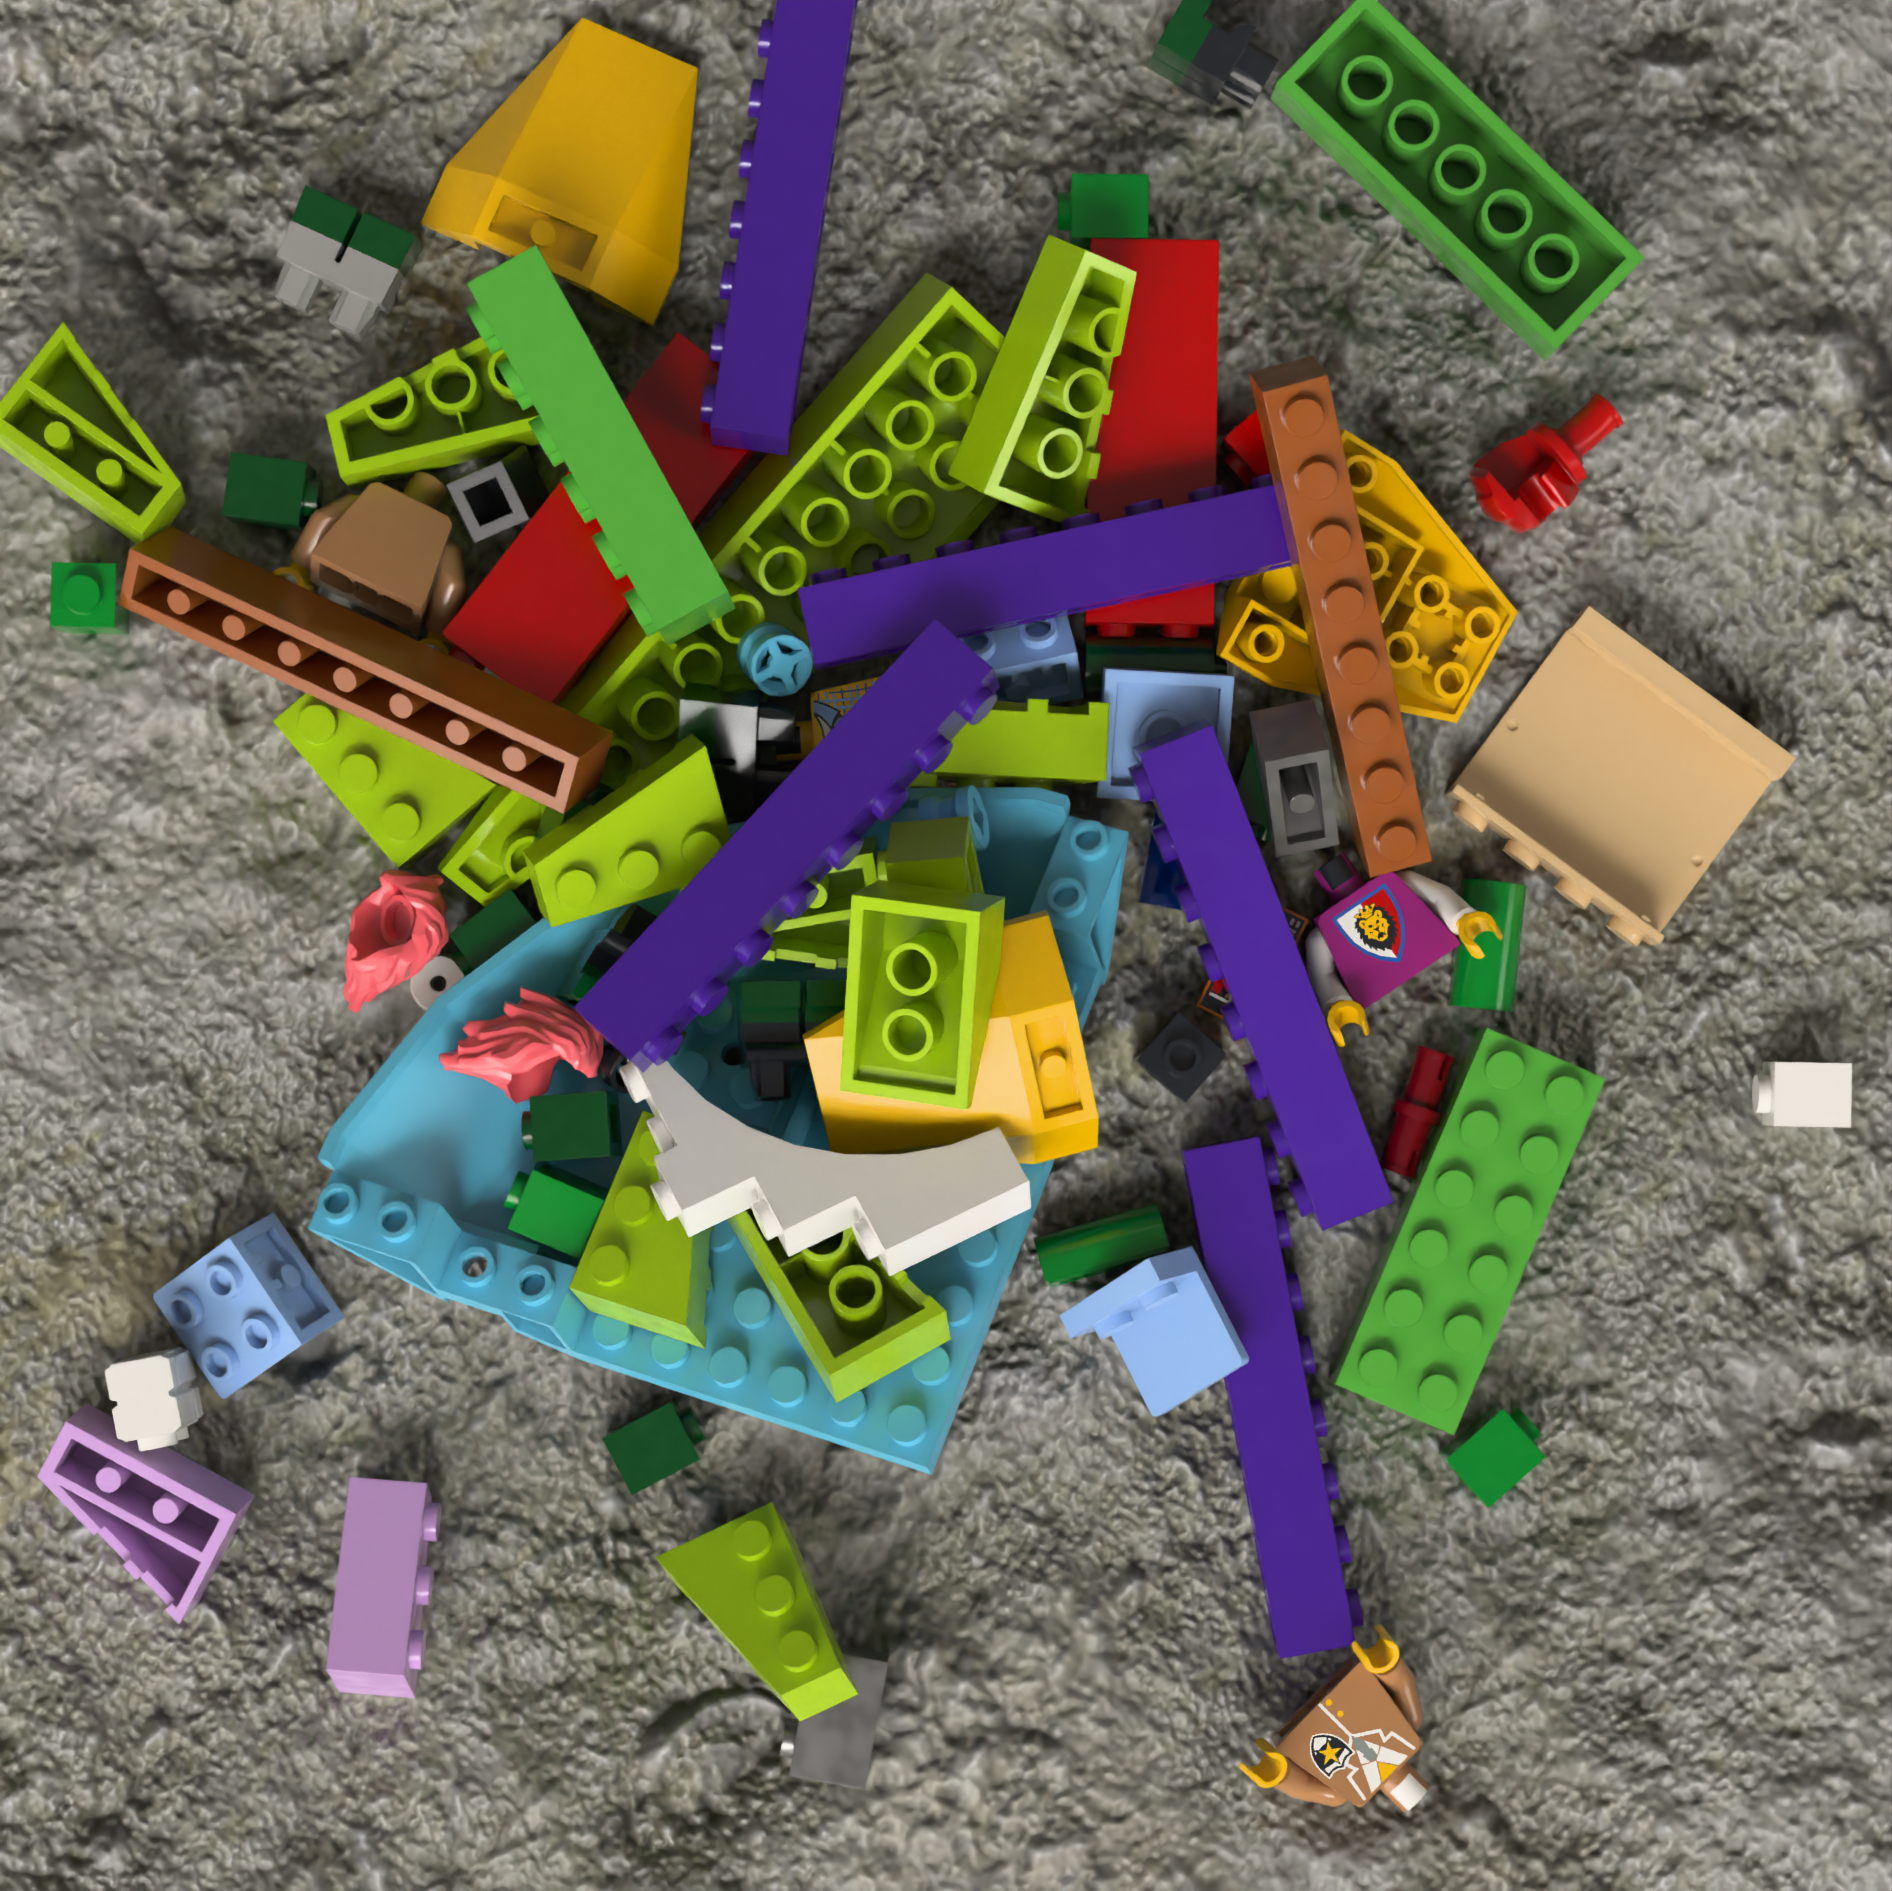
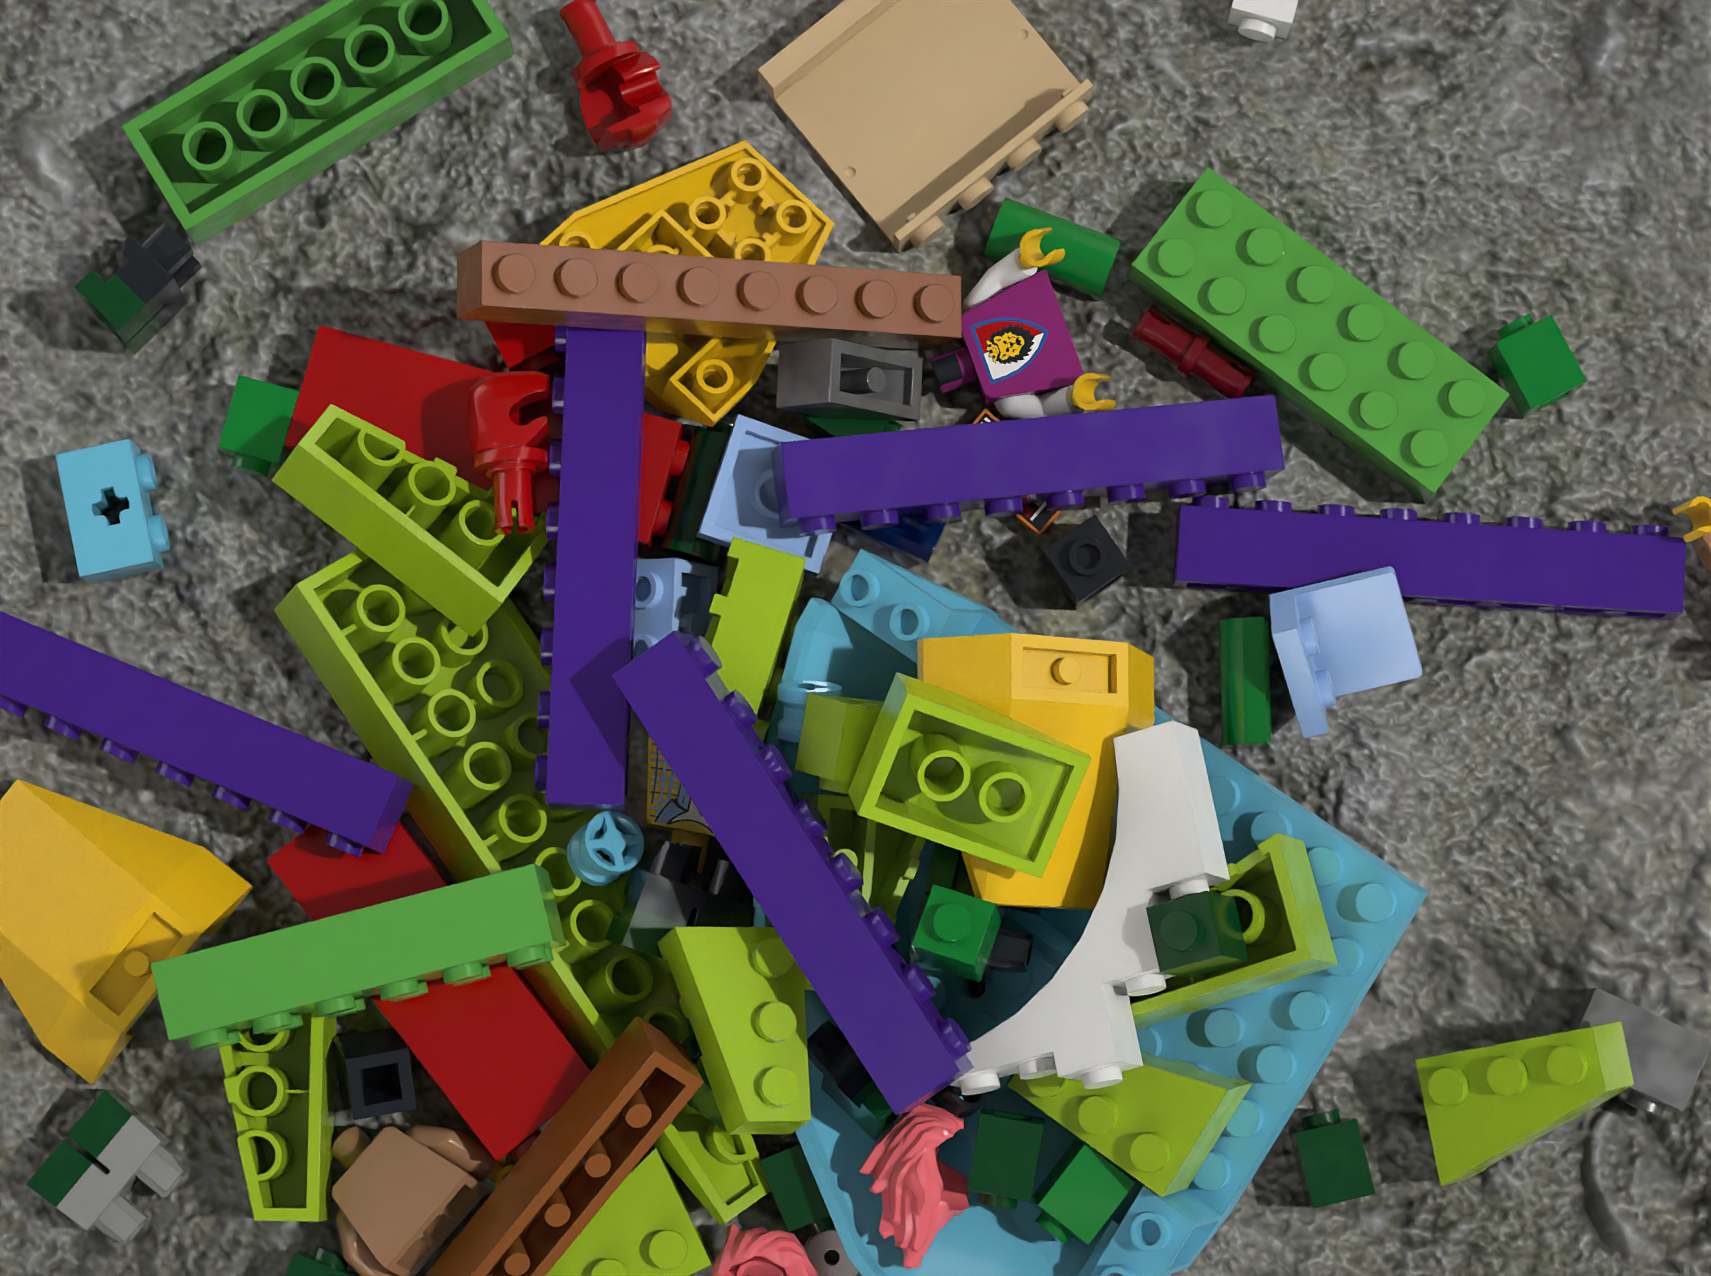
camera: 70 degrees left, 5 degrees down
(769, 1022) = (956, 932): none -> green brick
(824, 1257) = (1197, 934): none -> dark green brick
(1000, 57) = (88, 484): none -> medium azure brick
(1137, 457) = (506, 449): none -> red piece

